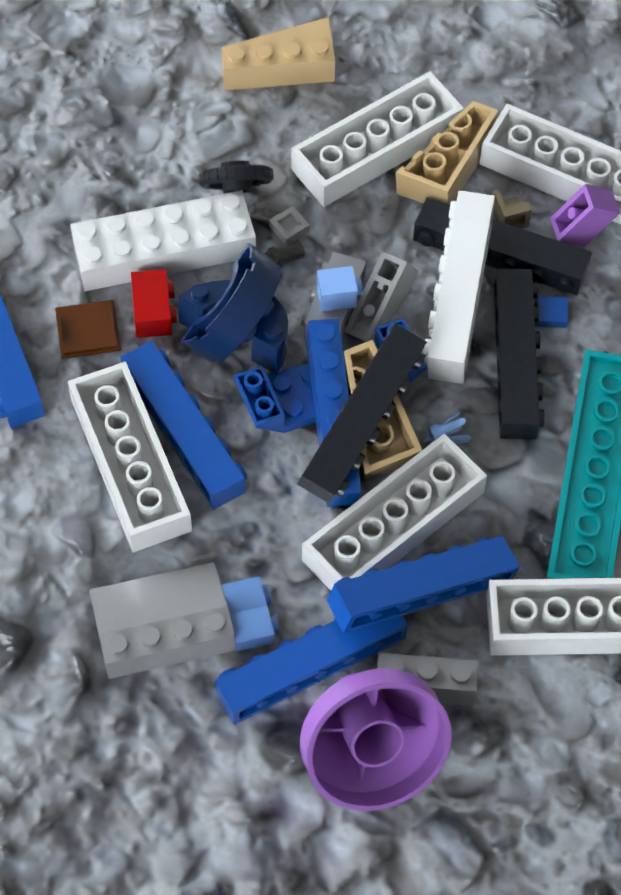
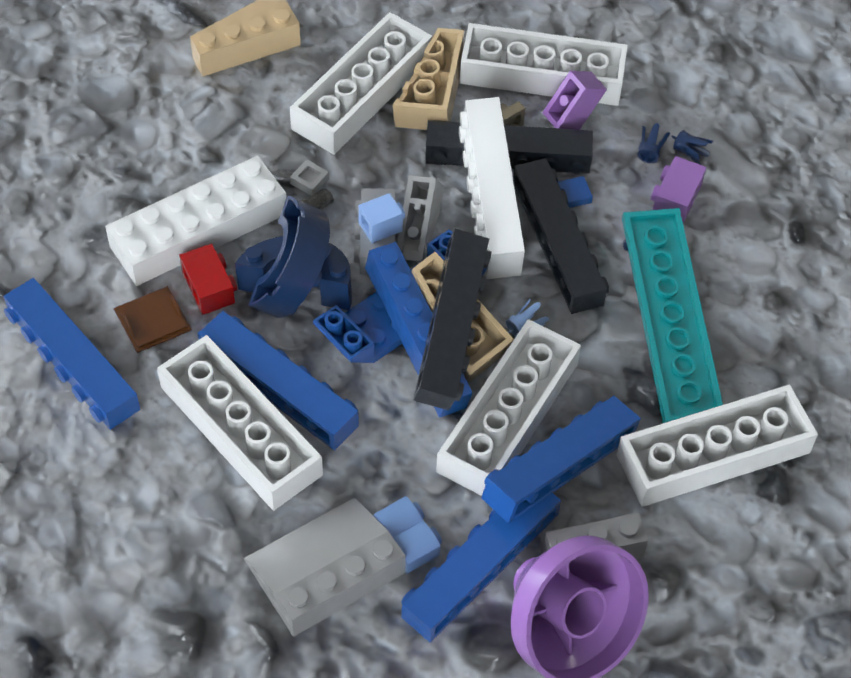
camera: 20 degrees left, 5 degrees down
(236, 176) = (246, 145): black wheel -> none

